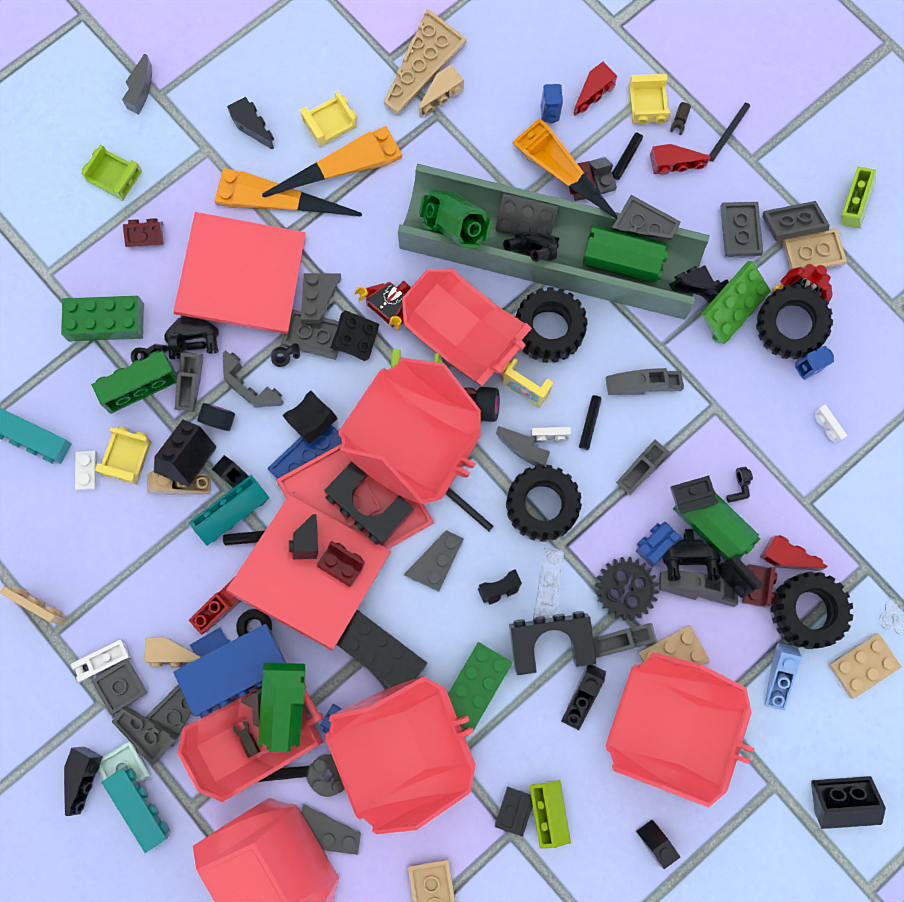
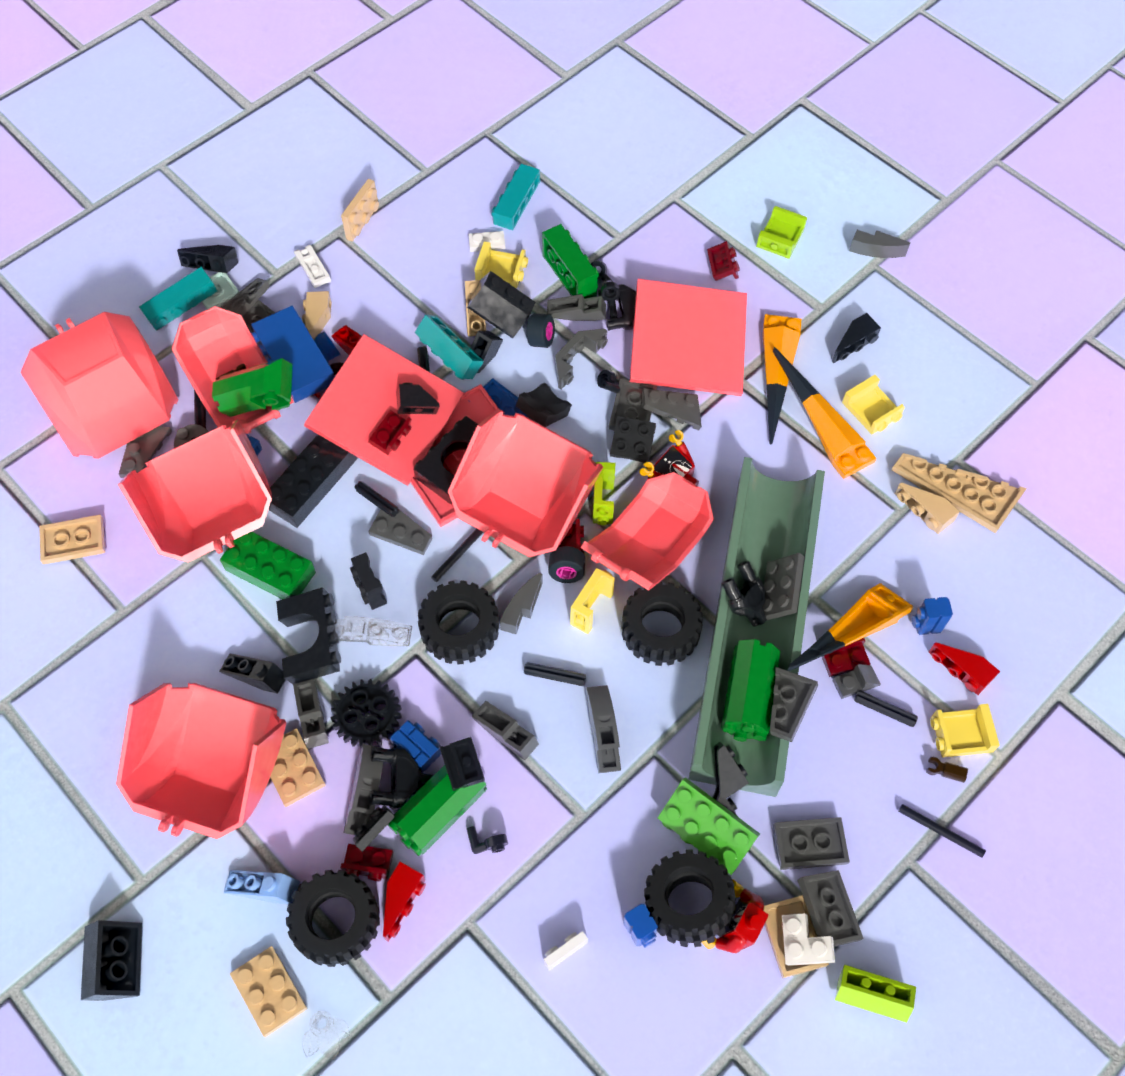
camera: 90 degrees right, 15 degrees down
(102, 318) = (632, 238): green brick -> none
(119, 686) = (288, 281): dark grey plate -> none
(405, 582) = (376, 498): none -> black axle
(455, 218) = (762, 505): green brick -> none
(514, 811) = (142, 609): black plate -> none
(550, 814) = (134, 639): lime brick -> none
(558, 433) = (536, 622): white plate -> none
(658, 844) = (91, 749): black slope -> none
(675, 158) = (890, 759): red slope -> none
(831, 242) = (802, 949): none -> white plate

